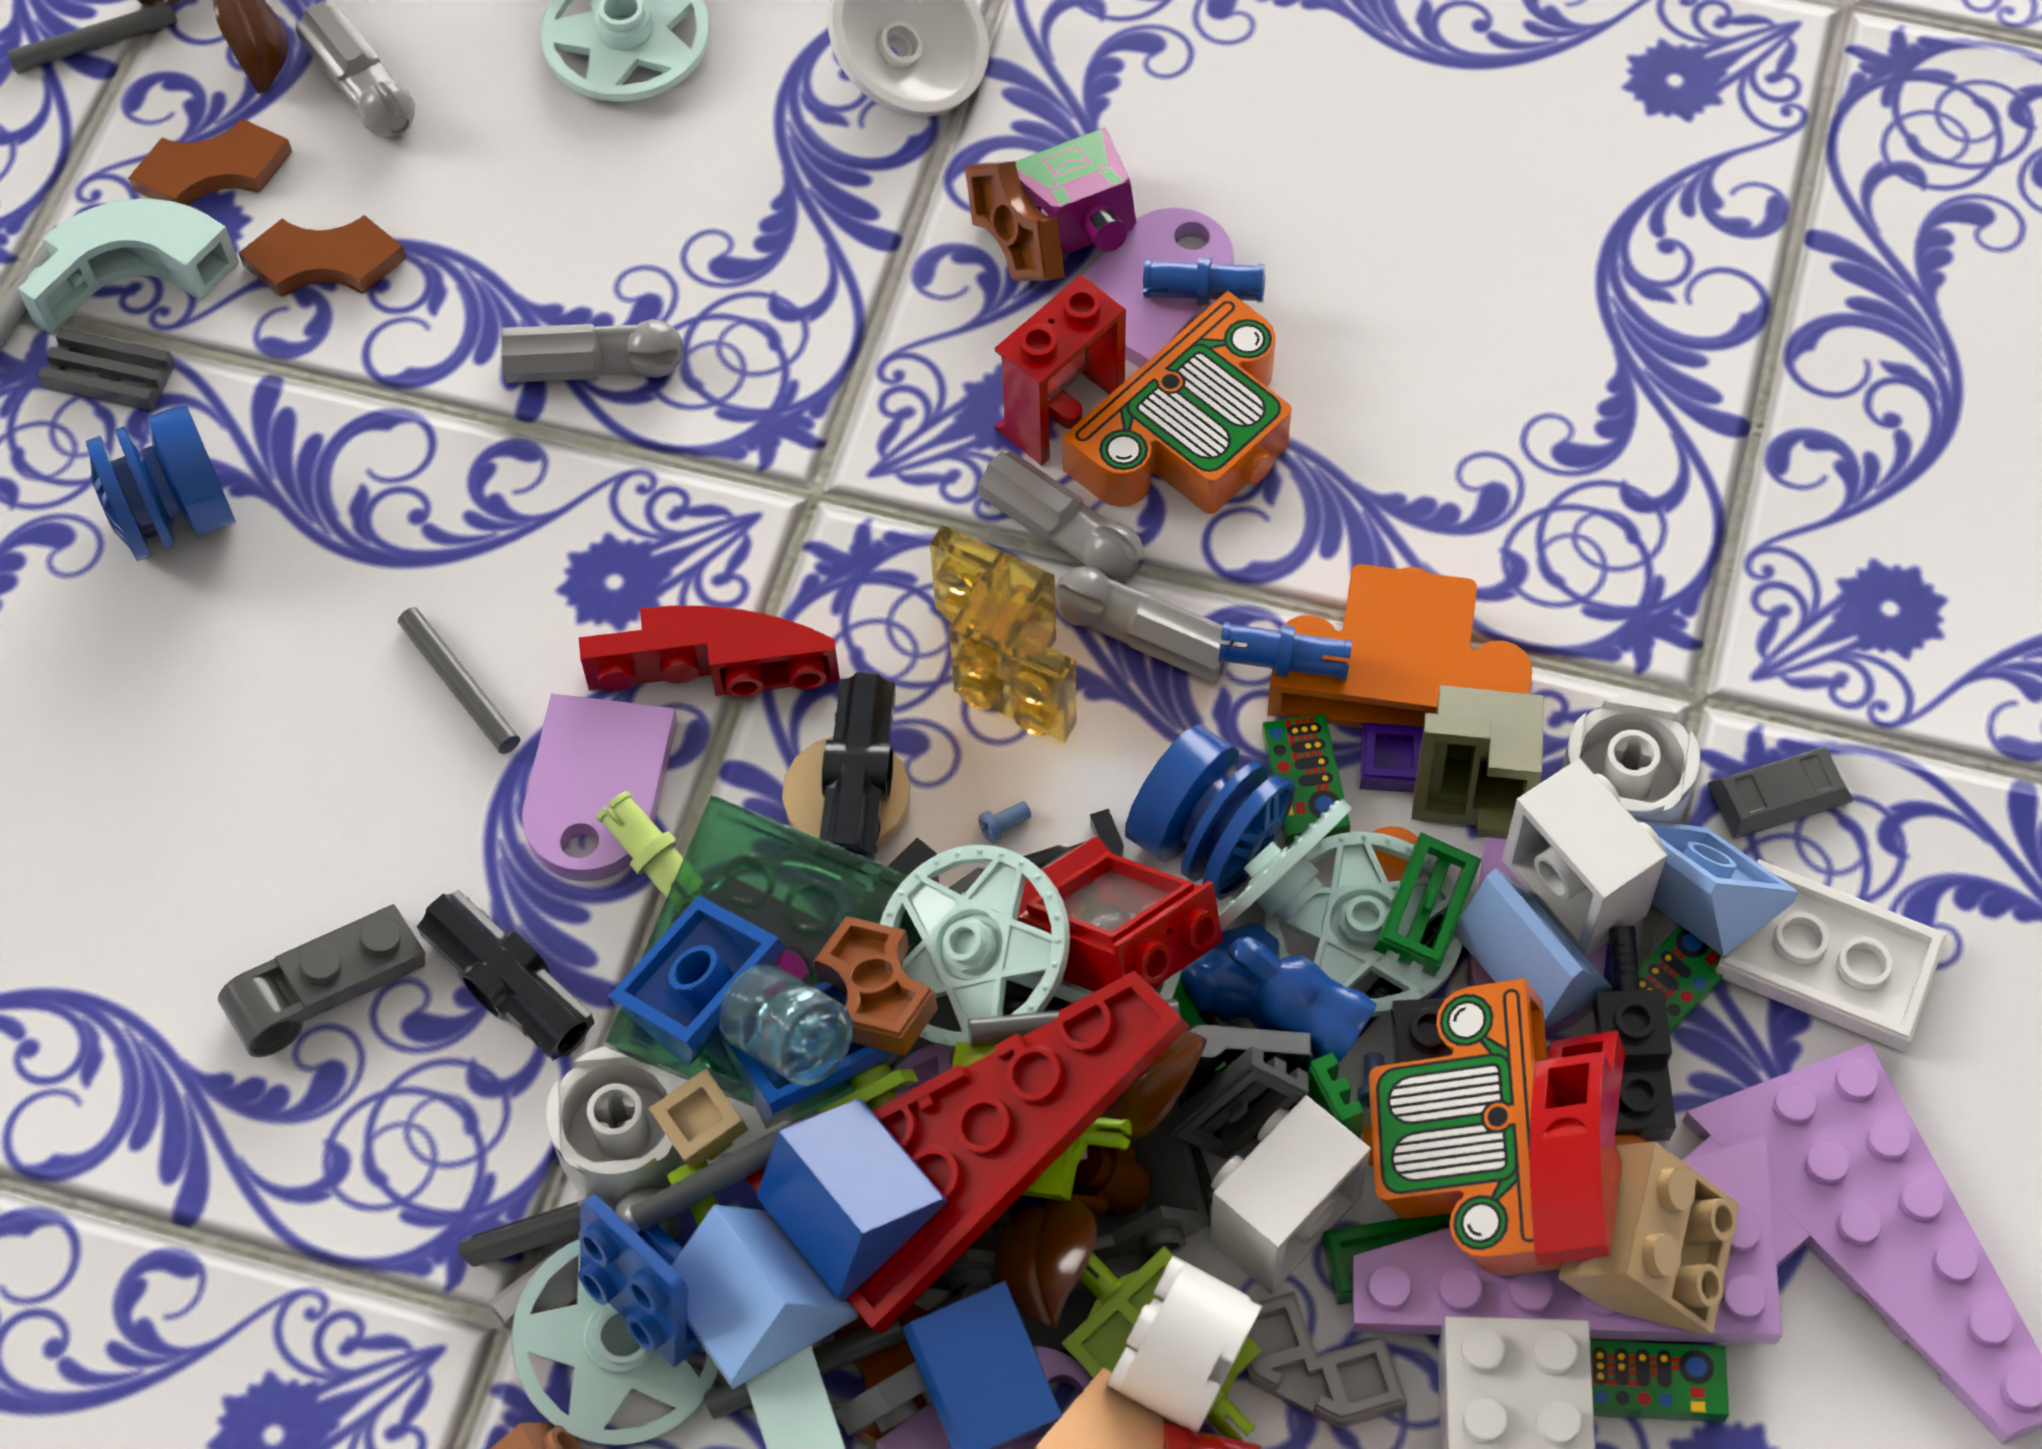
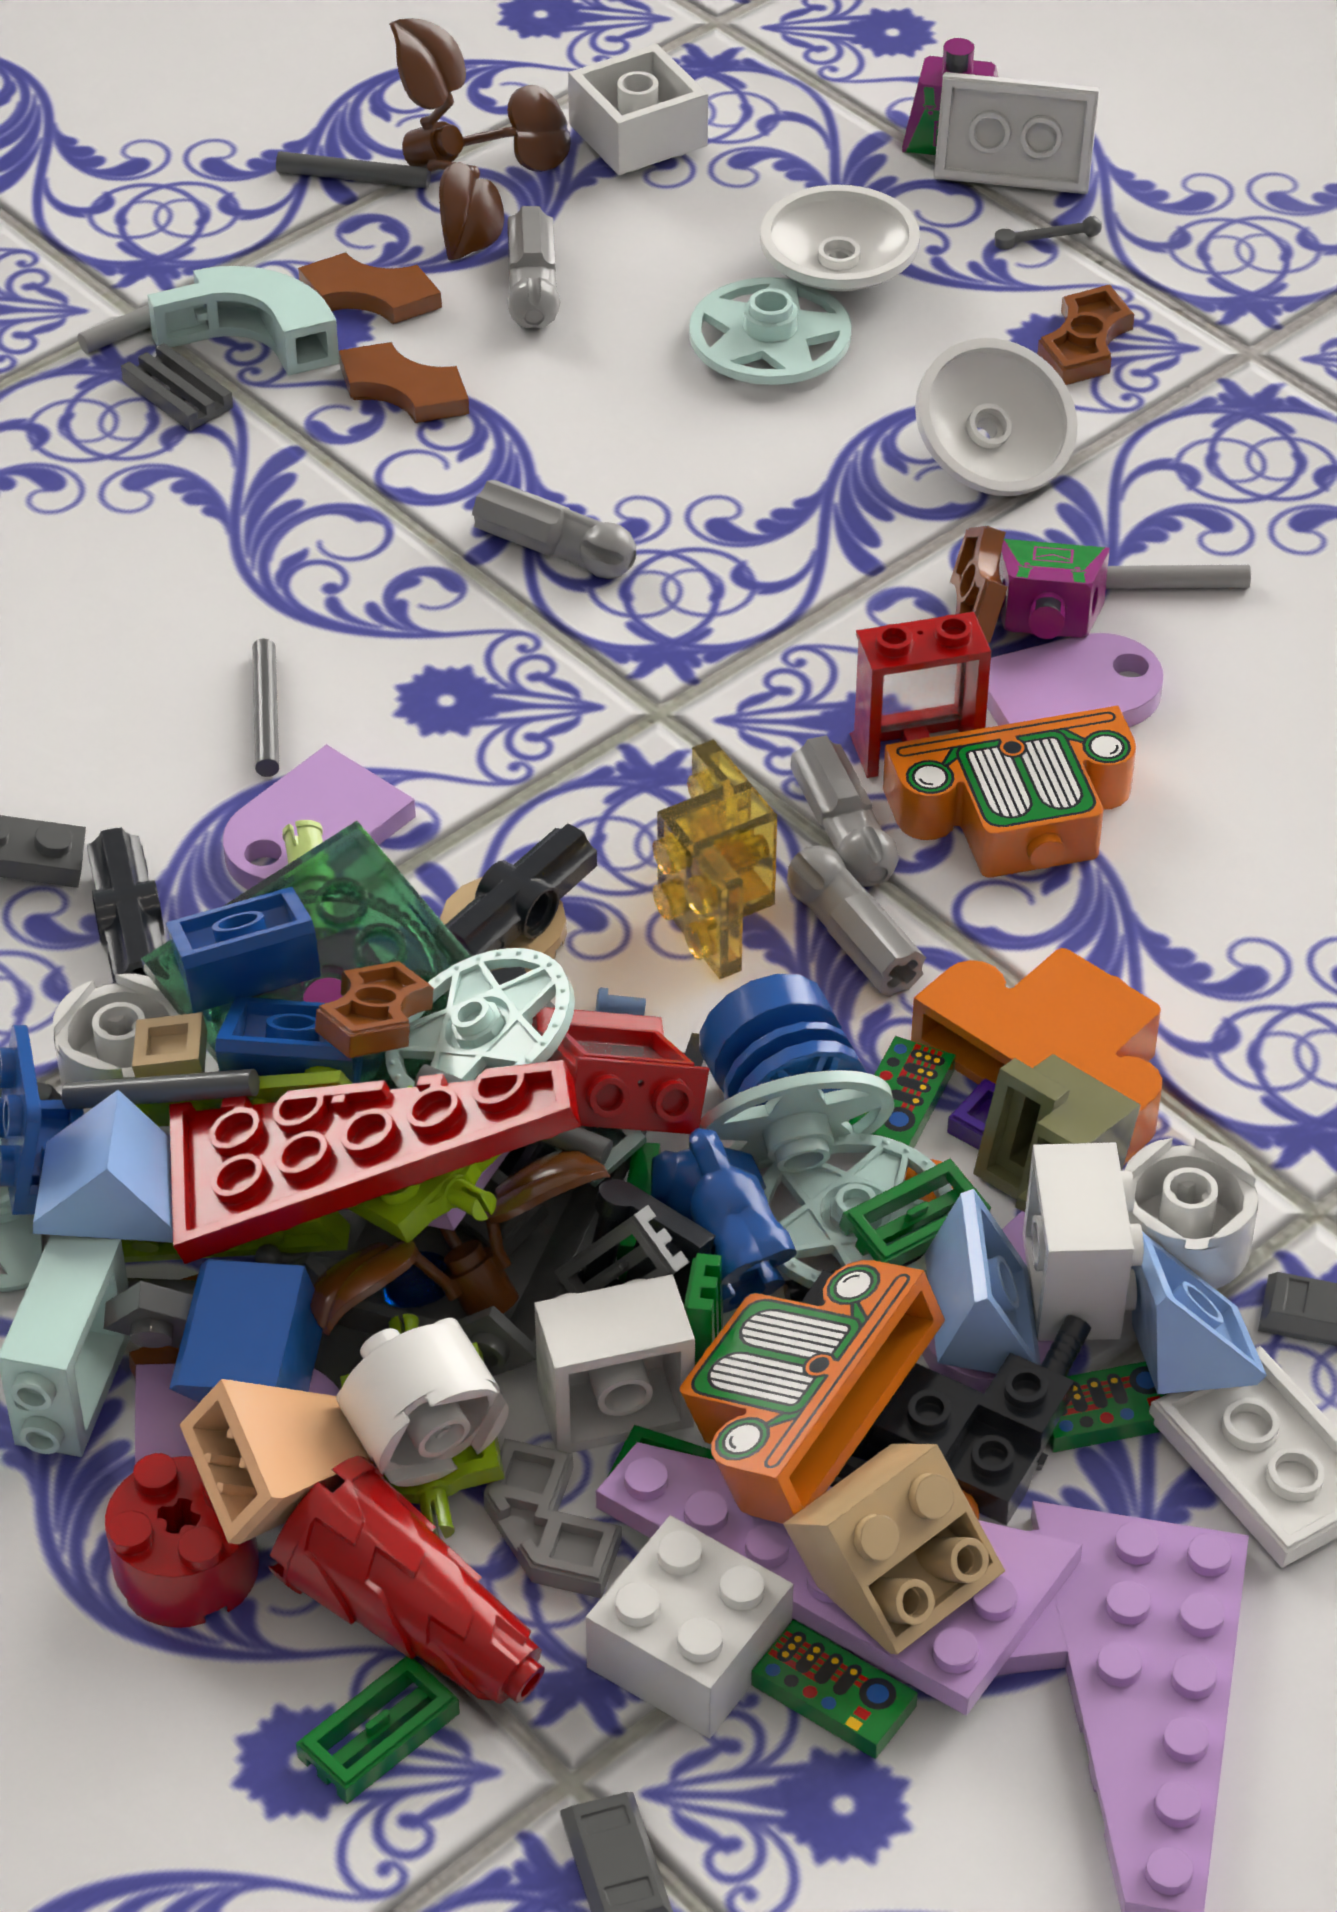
camera: 30 degrees right, 15 degrees down
(159, 482) = (136, 461): blue wheel -> none
(734, 646) = (489, 773): red slope -> none
(785, 1024) = (270, 986): clear light blue wheel -> none
(846, 1193) = (227, 1131): blue slope -> none
(1168, 115) = (1178, 576): none -> light grey bar
(1203, 280) = (1107, 690): blue pin -> none
(1284, 651) = (939, 971): blue pin -> none
(1574, 1148) = (860, 1413): red slope -> none

